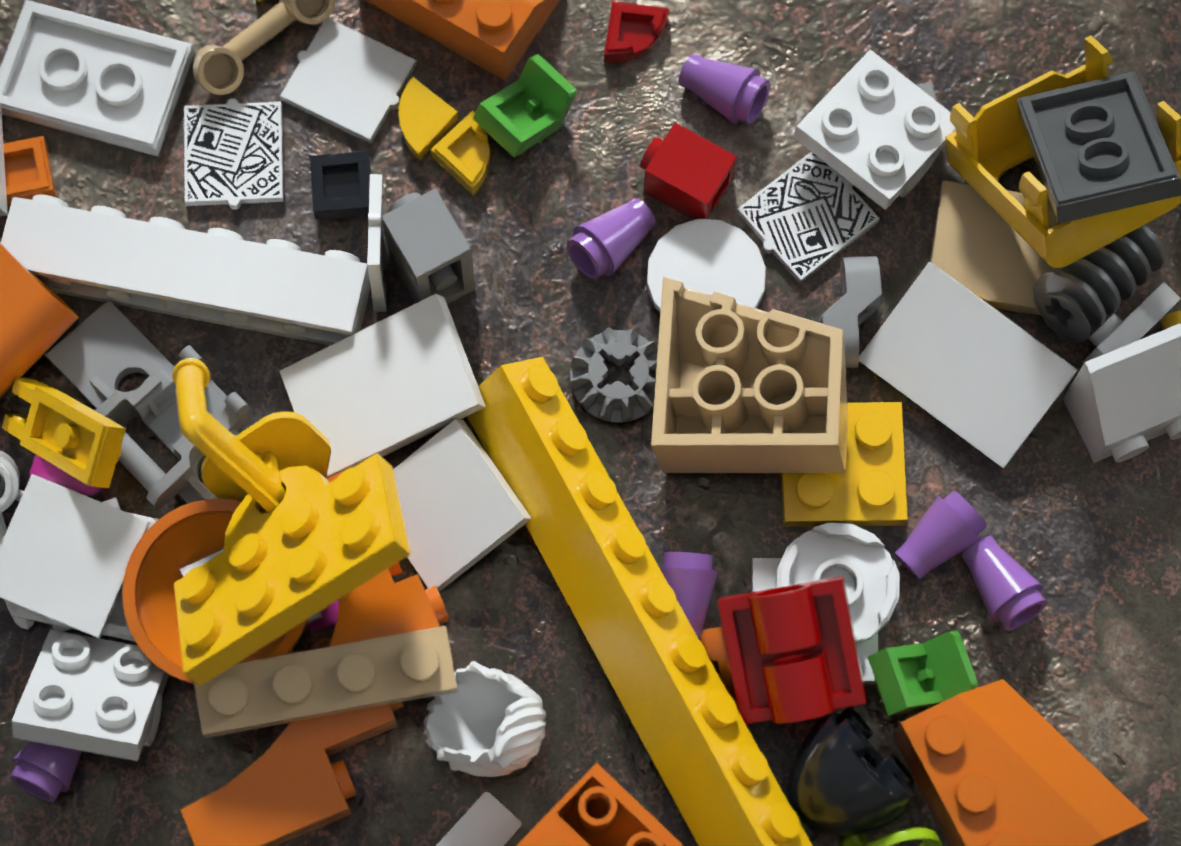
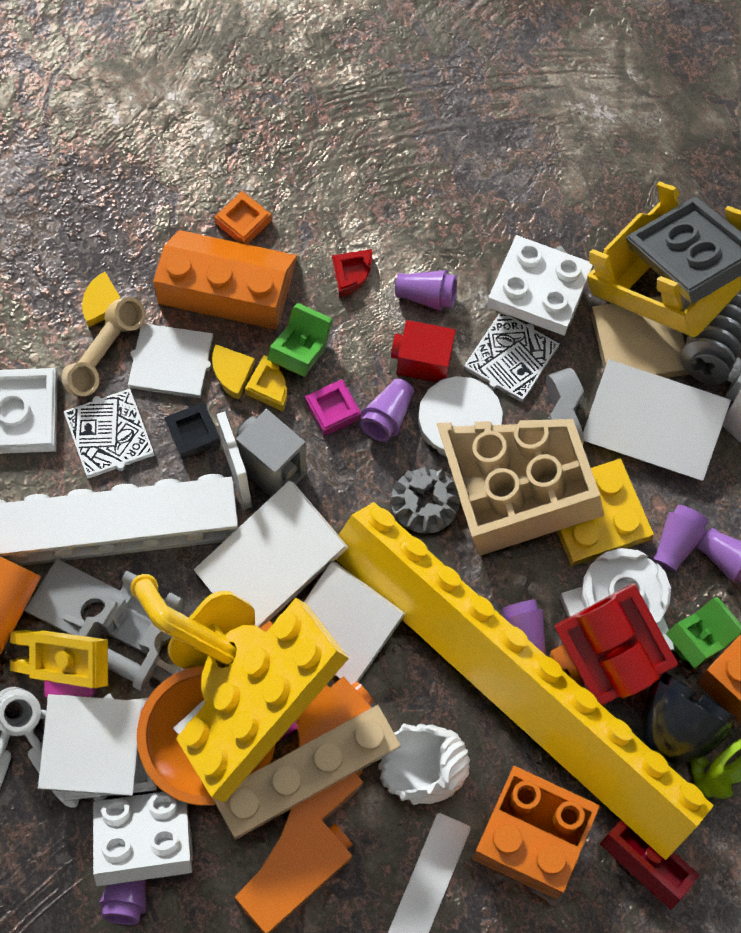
camera: 20 degrees left, 5 degrees down
(540, 211) = (332, 407): none -> dark pink tile

